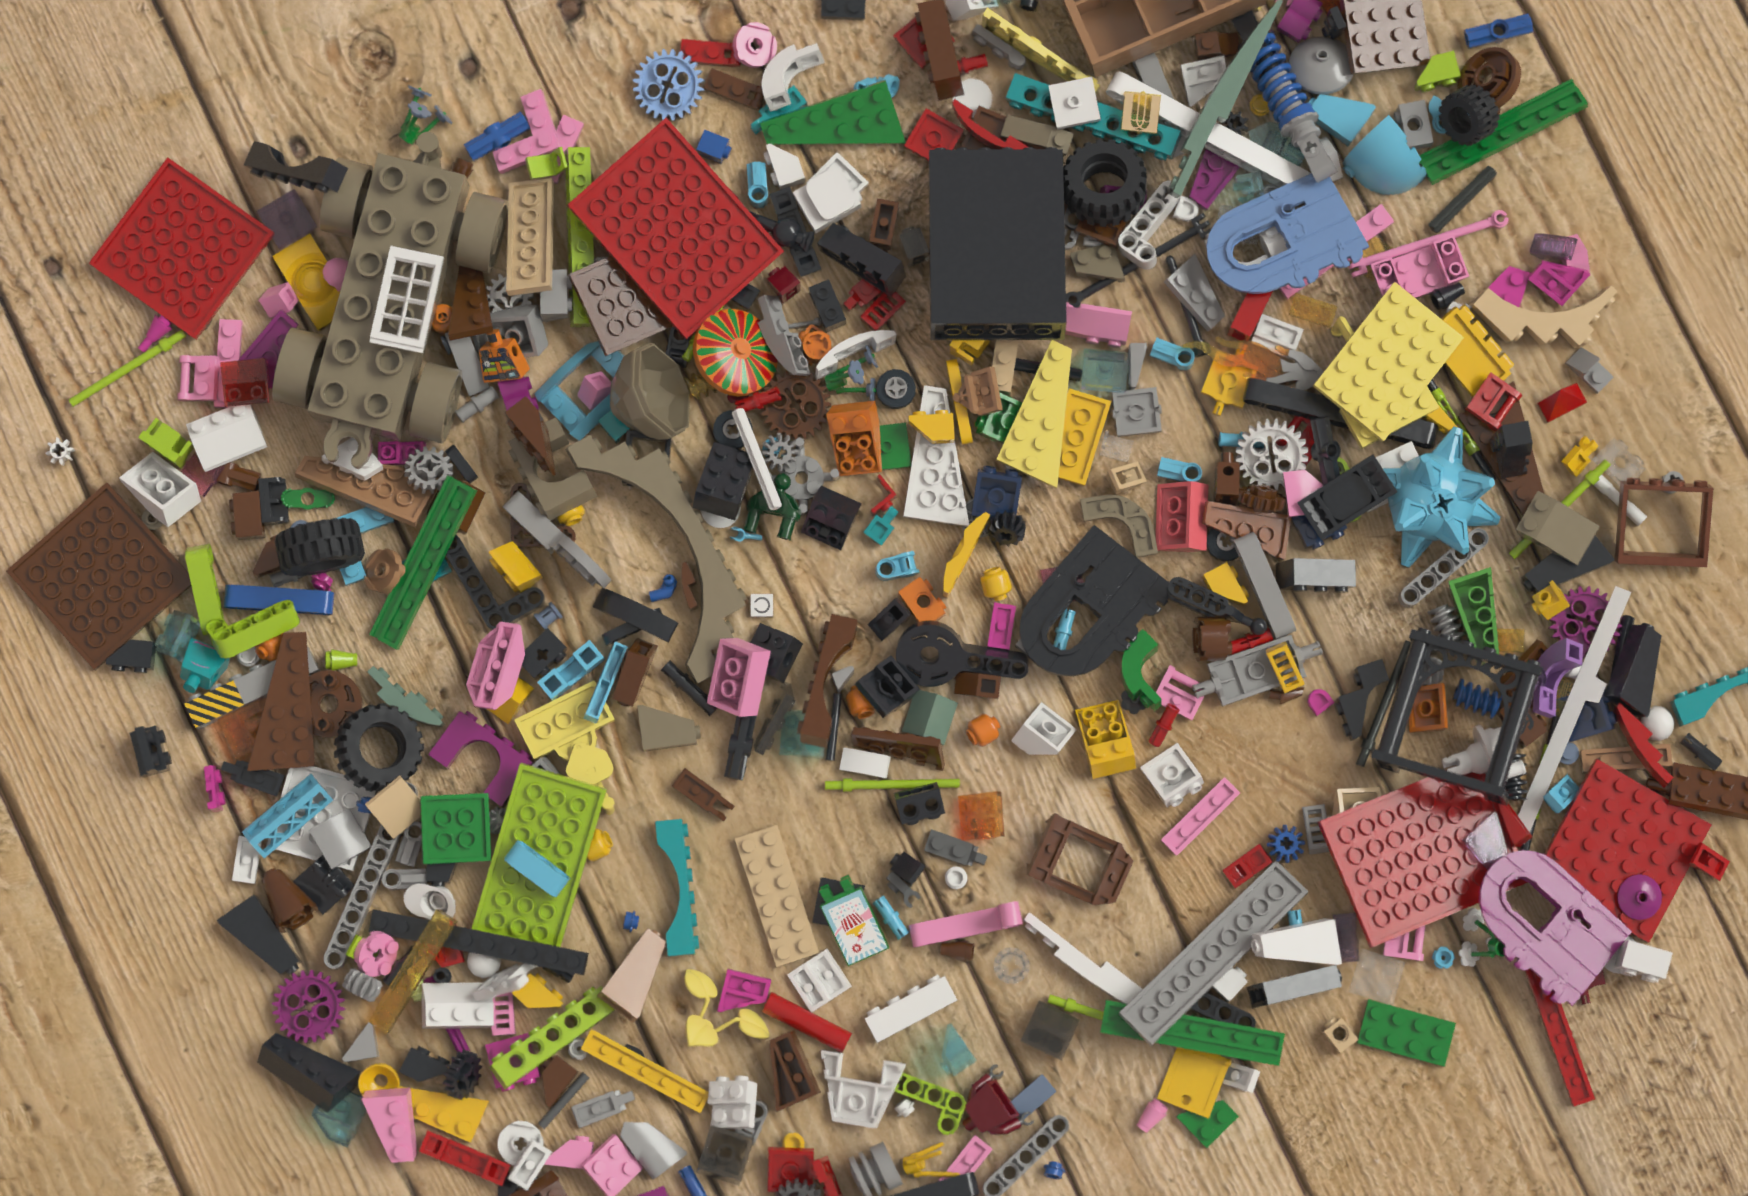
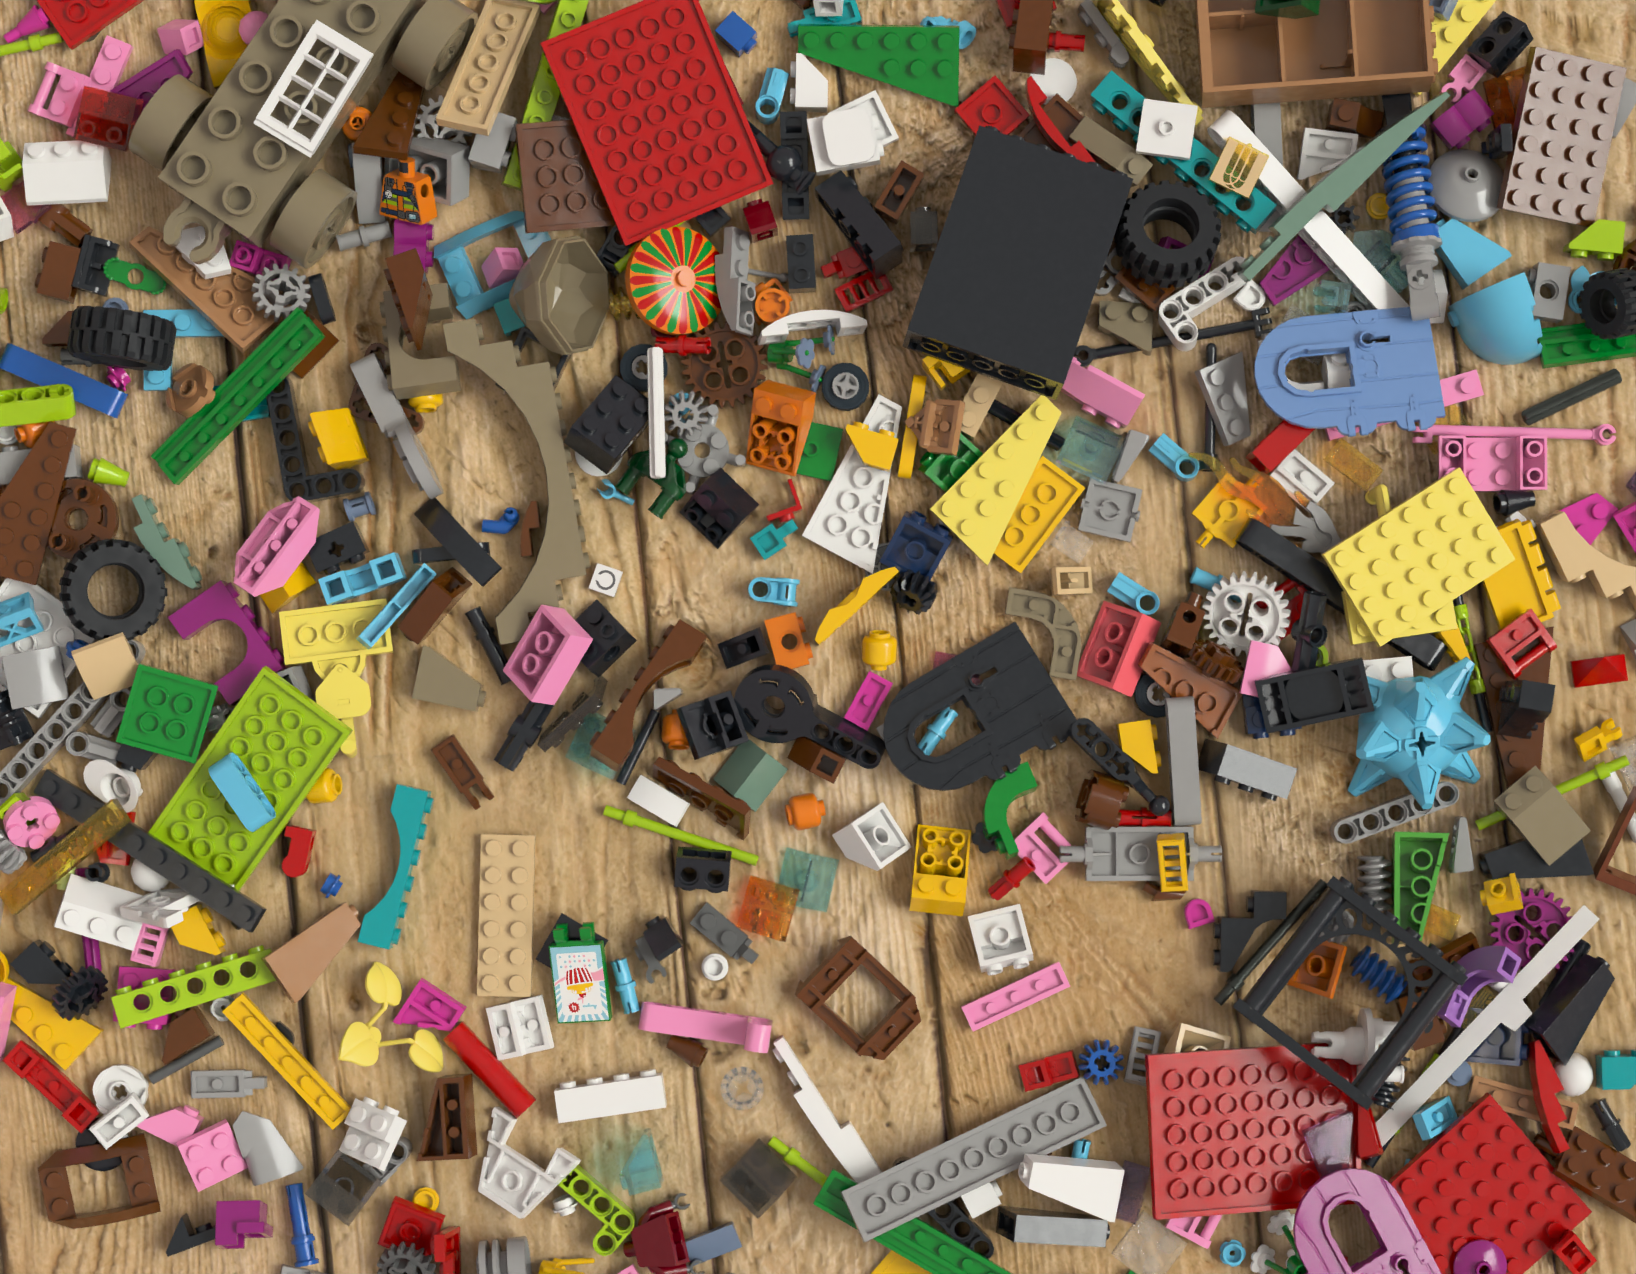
camera: 25 degrees right, 5 degrees up
(596, 910) = (299, 851): none -> red leg
(1006, 777) = (811, 875): none -> clear light blue slope
(1506, 579) = (1461, 853): none -> light grey slope

